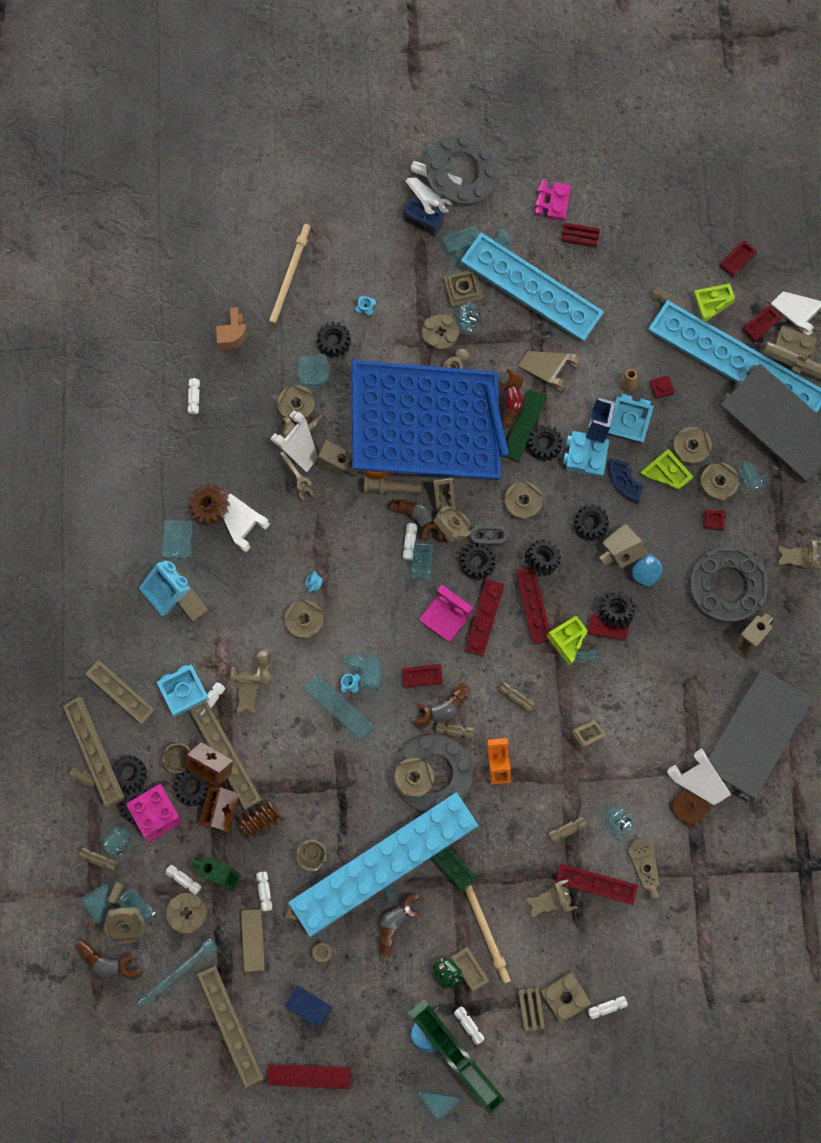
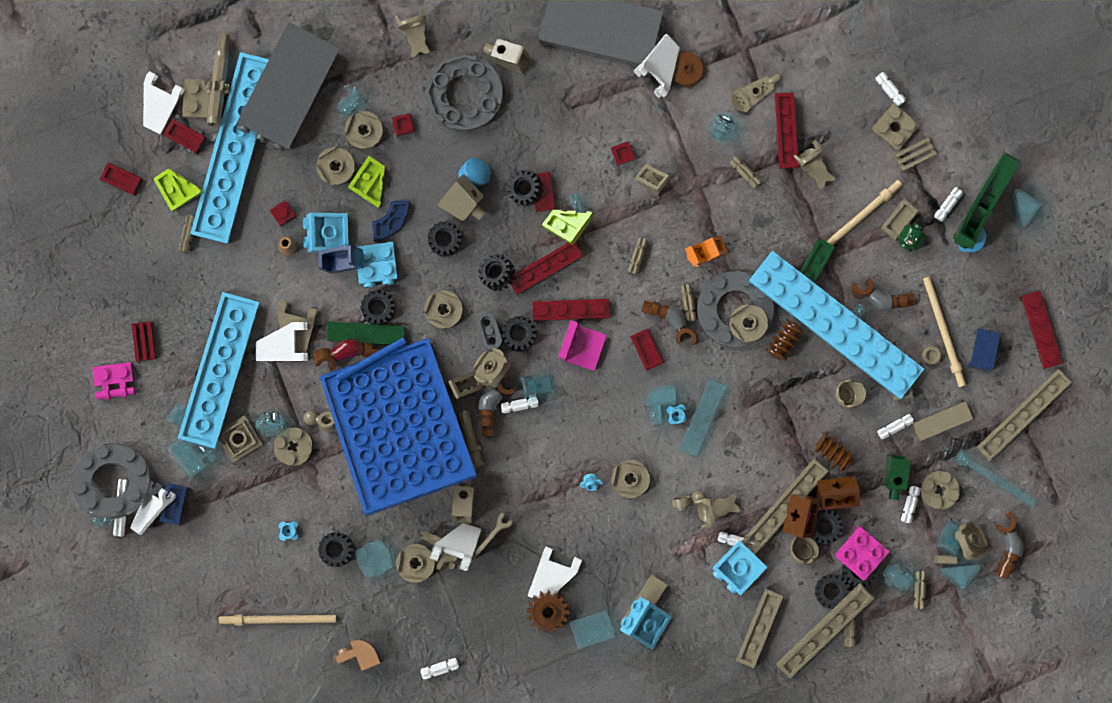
camera: 115 degrees left, 10 degrees up
(301, 974) = (956, 367): none -> tan bar
(385, 810) = (785, 340): none -> reddish brown piece
(538, 349) = (281, 344): none -> white flag
(622, 715) = (622, 153): none -> dark red plate

